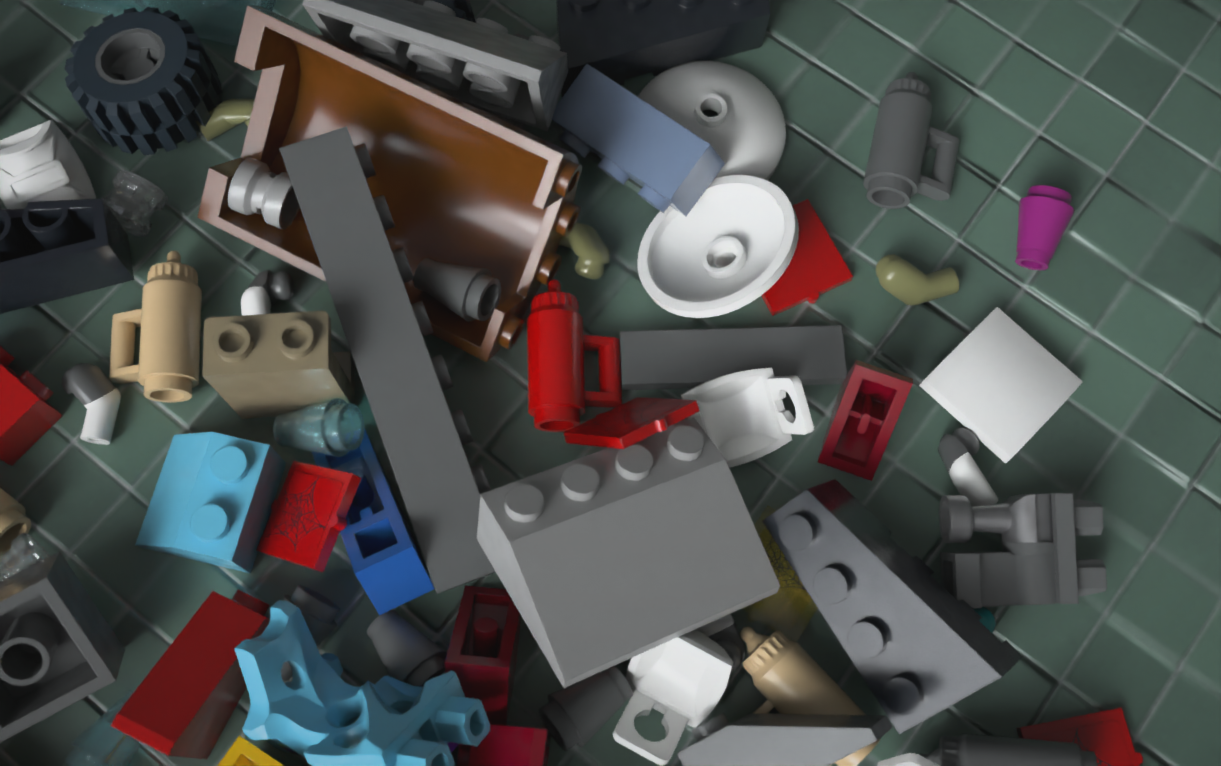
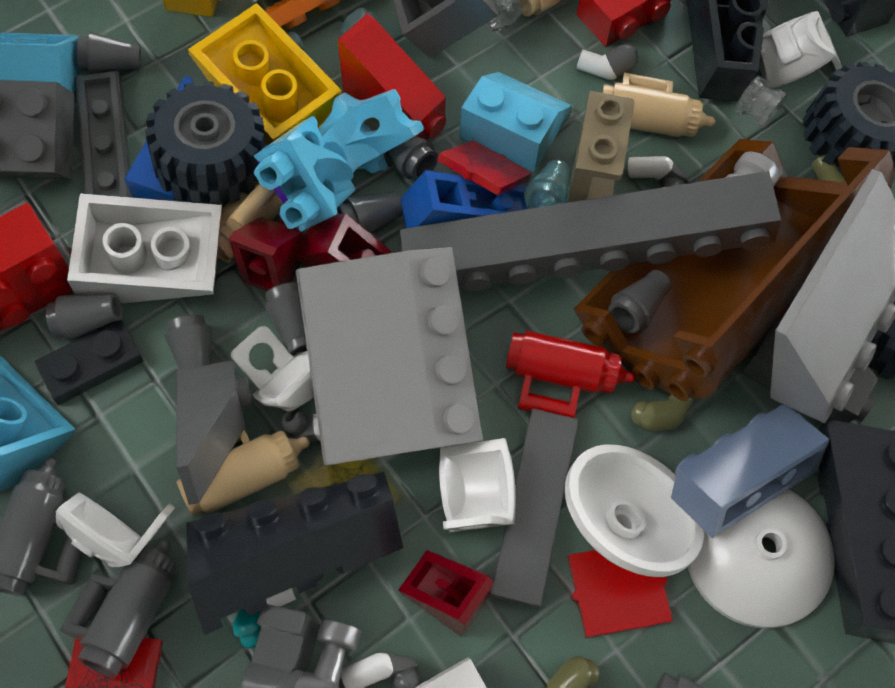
camera: 105 degrees right, 5 degrees down
(631, 422) = (491, 393): red piece -> none

